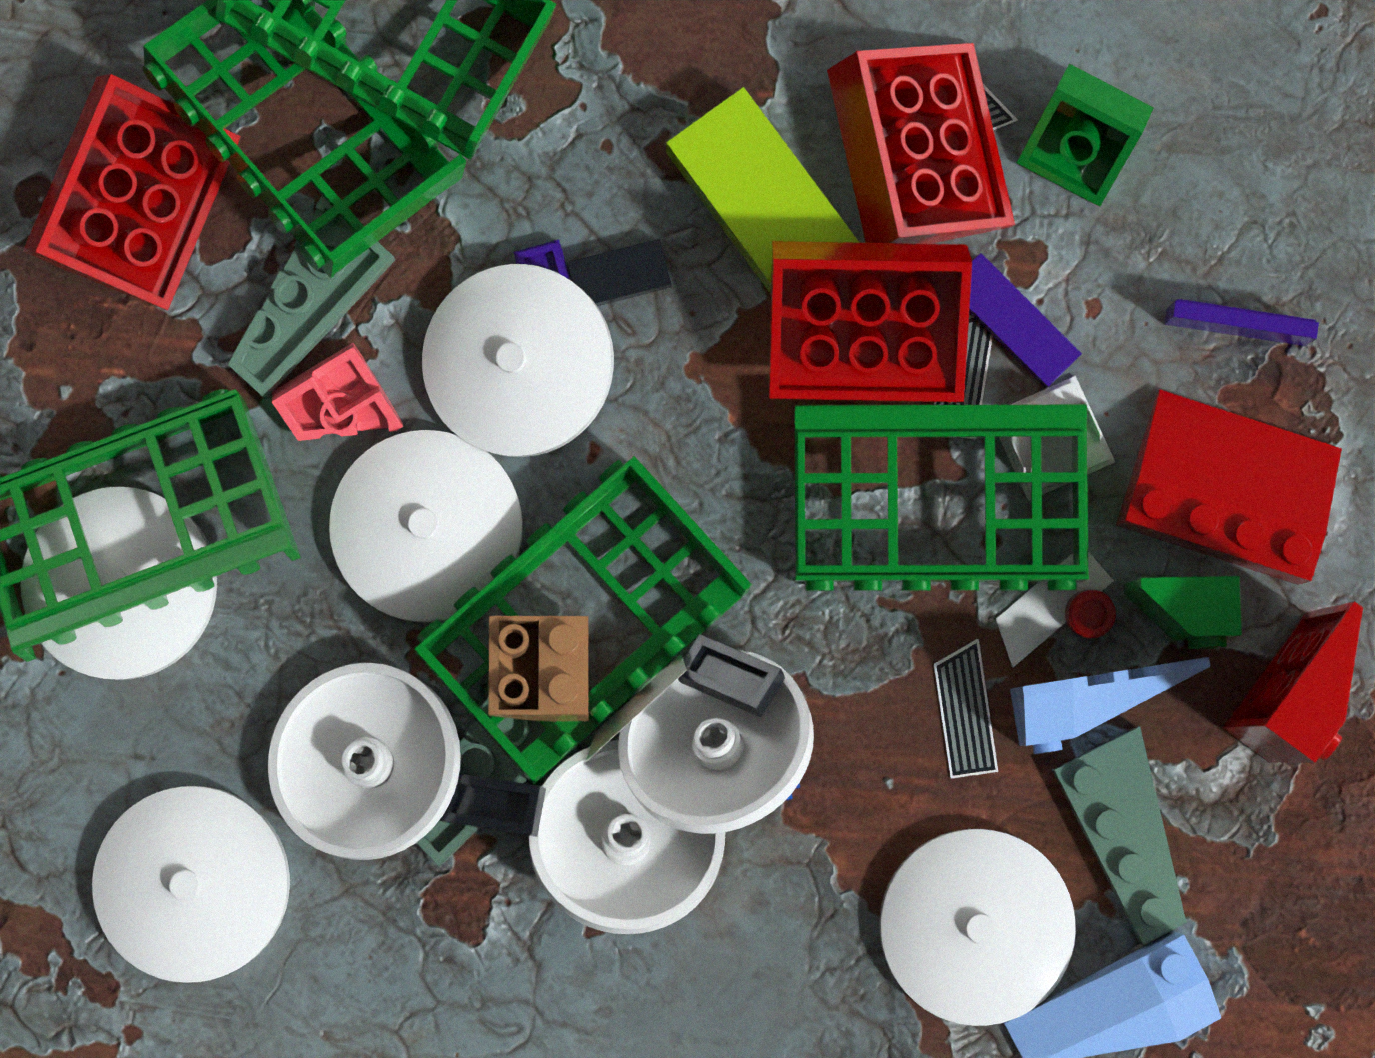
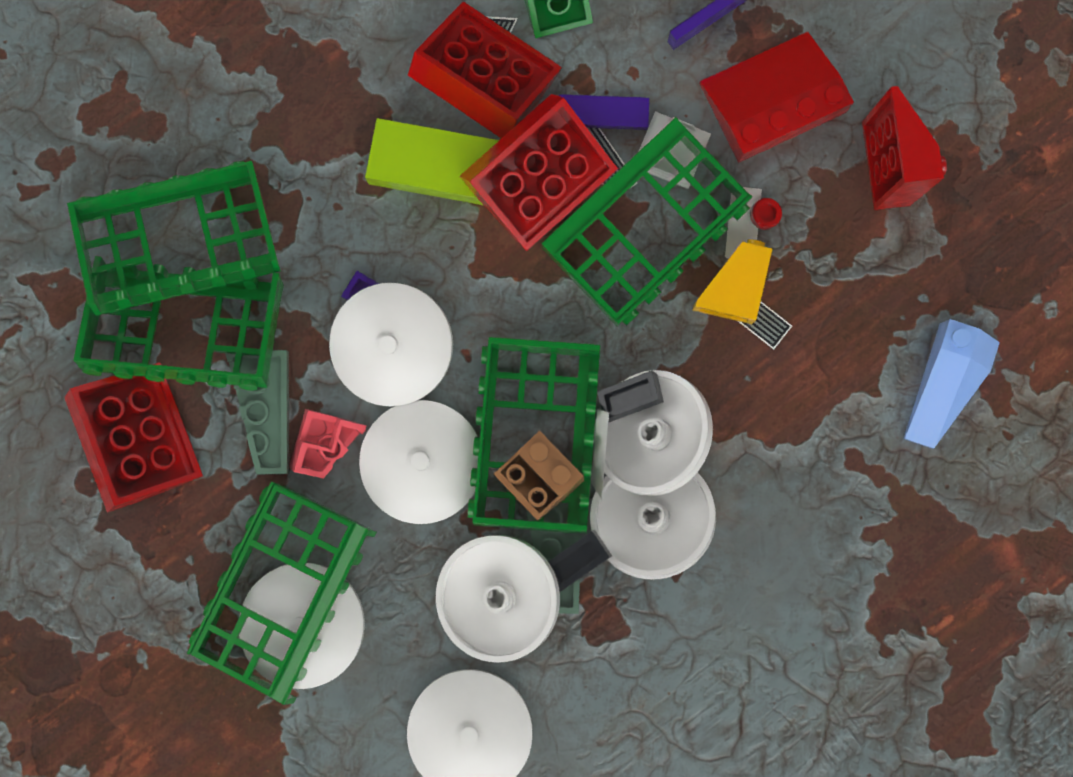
camera: 40 degrees left, 0 degrees up
(622, 273) = (401, 258): black tile -> none
(977, 927) = (850, 406): white dish -> none
(978, 664) = (738, 285): none -> yellow slope
(1073, 706) = (800, 262): light blue wedge -> none
(1123, 824) = (872, 296): sand green wing -> none
(1191, 608) = (813, 165): green slope -> none

